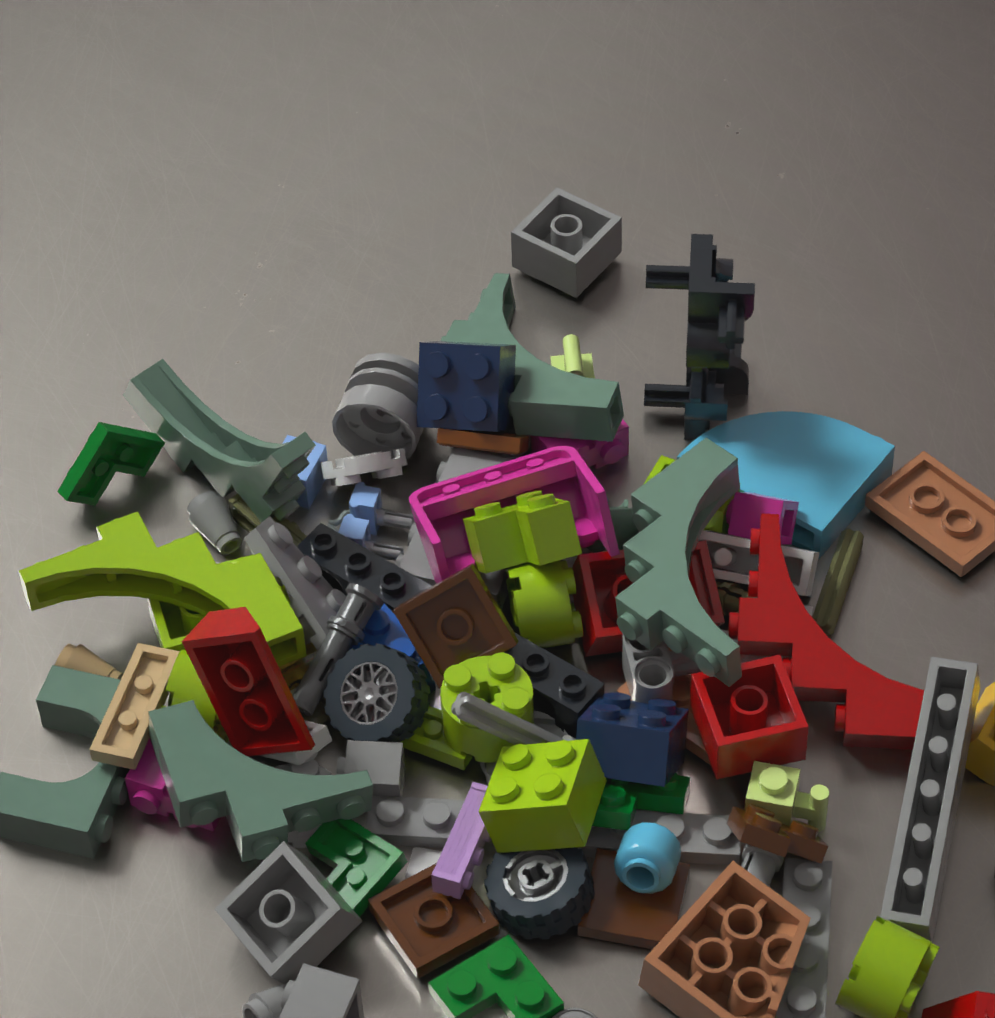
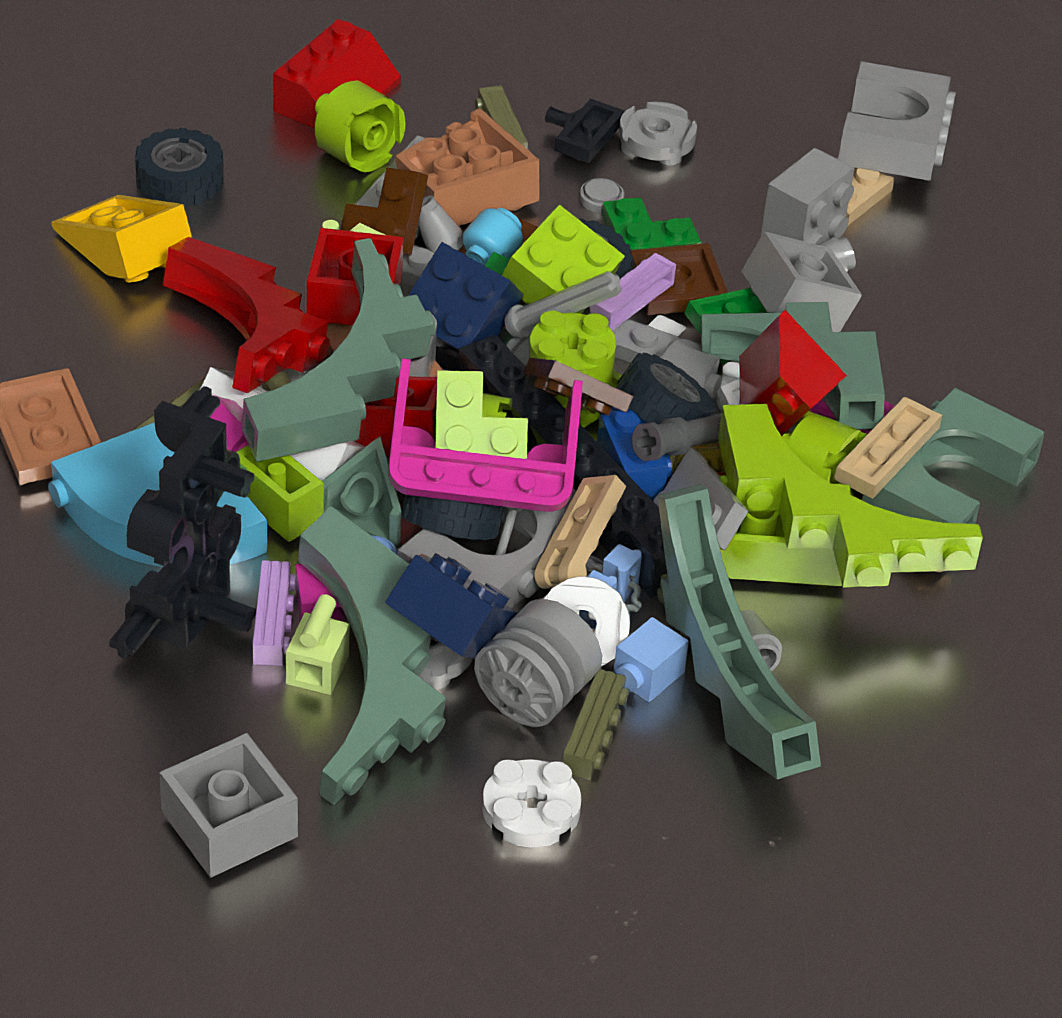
camera: 165 degrees left, 5 degrees down
(106, 452) = (858, 700): green plate -> none
(323, 406) = (594, 724): none -> olive piece
(334, 330) = (535, 779): none -> white plate
(393, 526) = (579, 530): none -> tan plate
(644, 436) = (272, 613): none -> lavender piece
(711, 860) = (438, 226): none -> light grey cone
(932, 796) = (246, 186): light grey brick -> none

